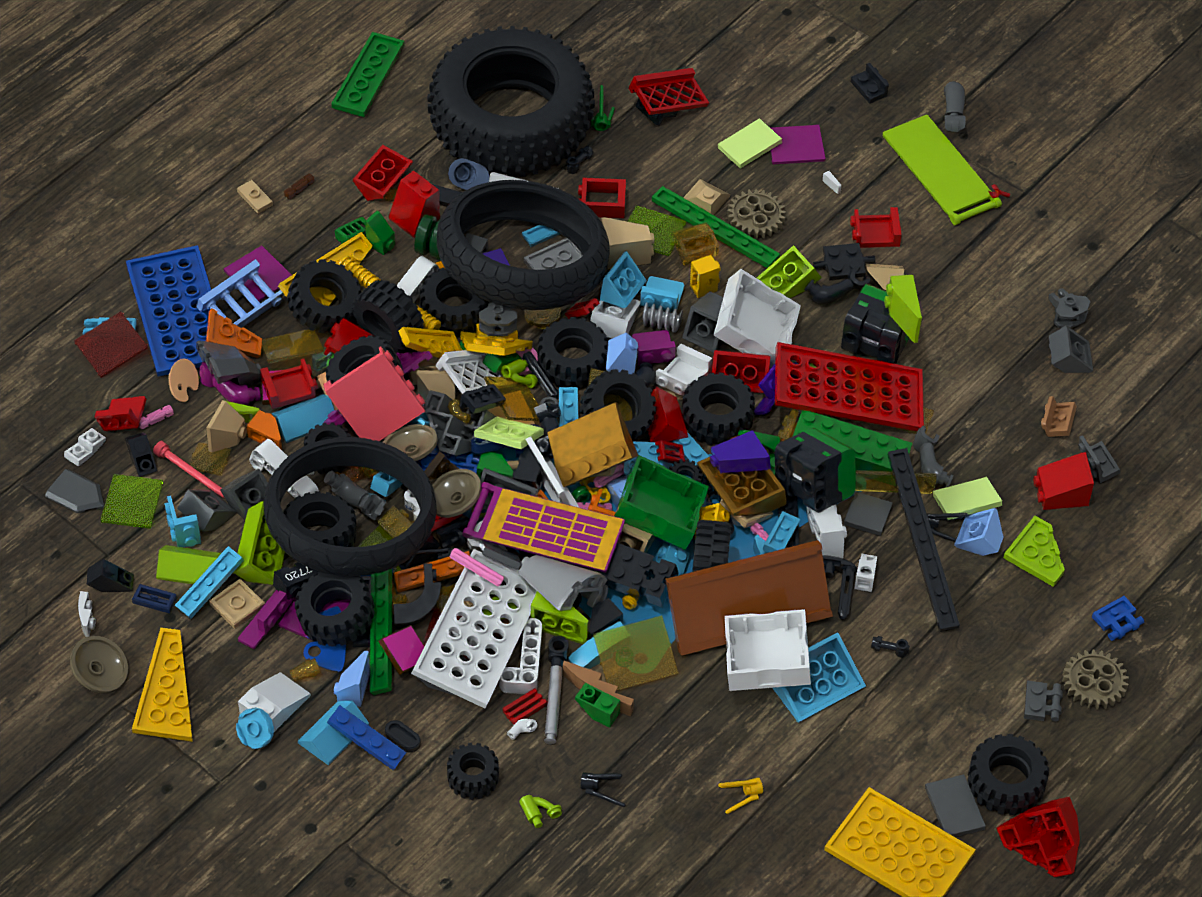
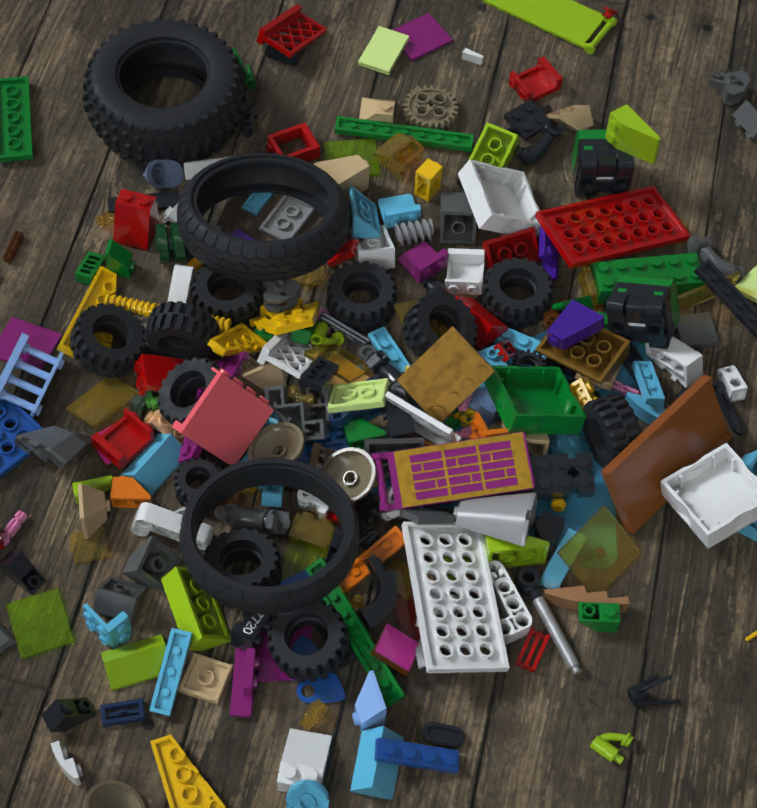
camera: 30 degrees left, 5 degrees up
(162, 450) = (40, 558): coral piece -> none
(183, 375) = (18, 474): light nougat piece -> none
(223, 331) = (38, 416): orange wing -> none
(229, 390) = (75, 470): magenta piece -> none
(381, 173) = (85, 204): red slope -> none
(473, 785) = (538, 723): black tyre -> none
(477, 567) = (419, 538): bright pink axle -> none
(522, 726) = (544, 670): white arm -> none
(622, 353) = (409, 279): light blue slope -> none

